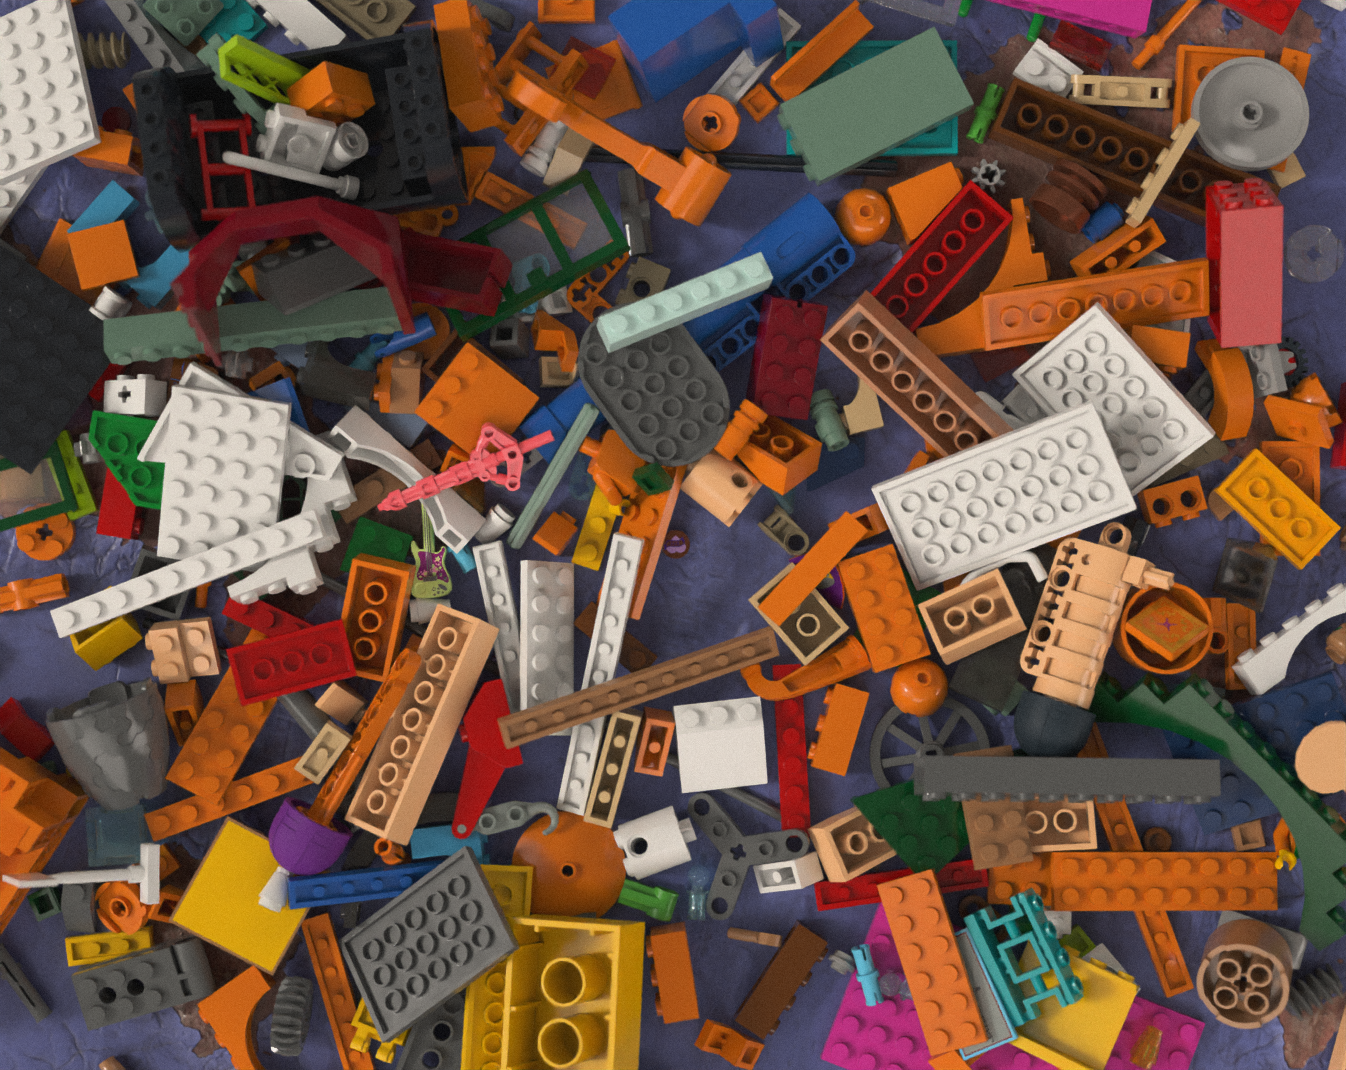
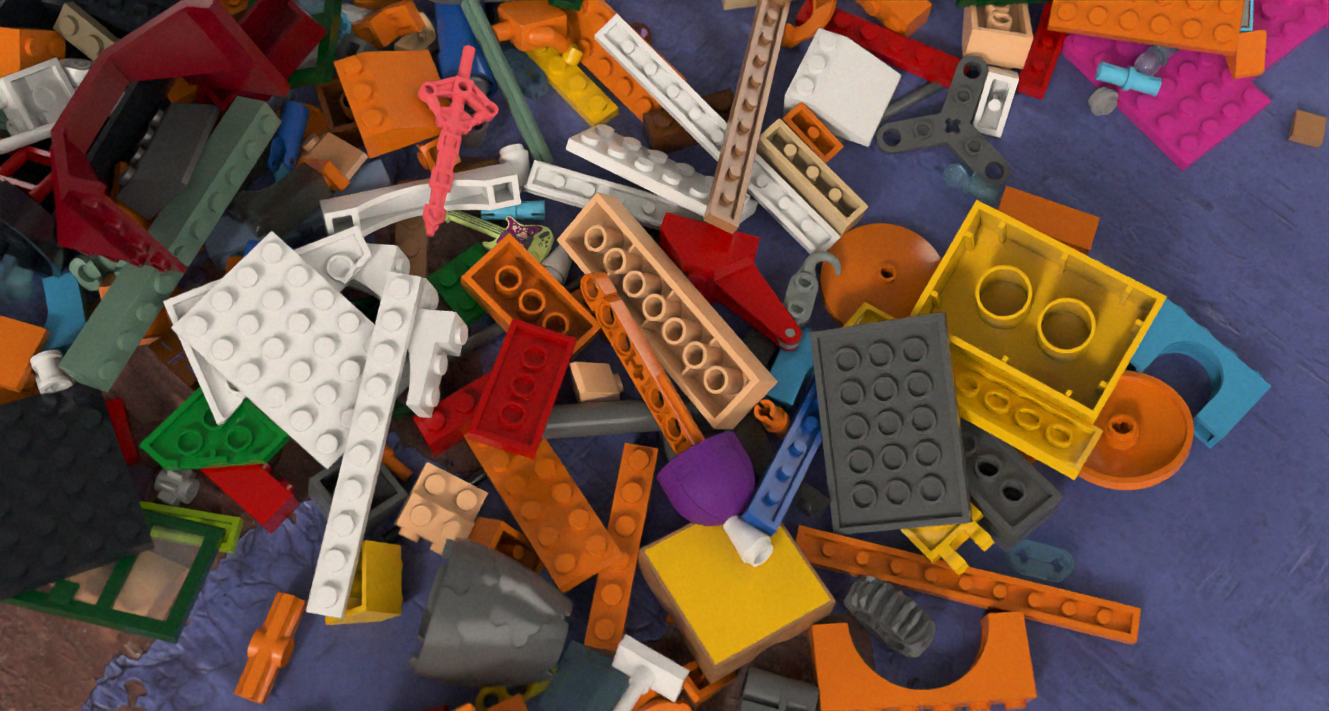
camera: 65 degrees left, 20 degrees down
(54, 546) = (245, 590): orange plate -> none
(135, 396) = (156, 400): white brick -> none
(323, 752) = (633, 416): tan plate -> none
(376, 143) = (83, 31): none -> dark tan plate
(556, 532) = (561, 118): orange slope -> none
(655, 901) = (945, 230): bright green piece -> none
(665, 839) = (903, 184): white cylinder -> none
(730, 1044) = (1134, 233): orange slope -> none
(754, 936) = (1048, 148): medium nougat bar -> none
(781, 979) = (1093, 157): reddish brown brick -> none

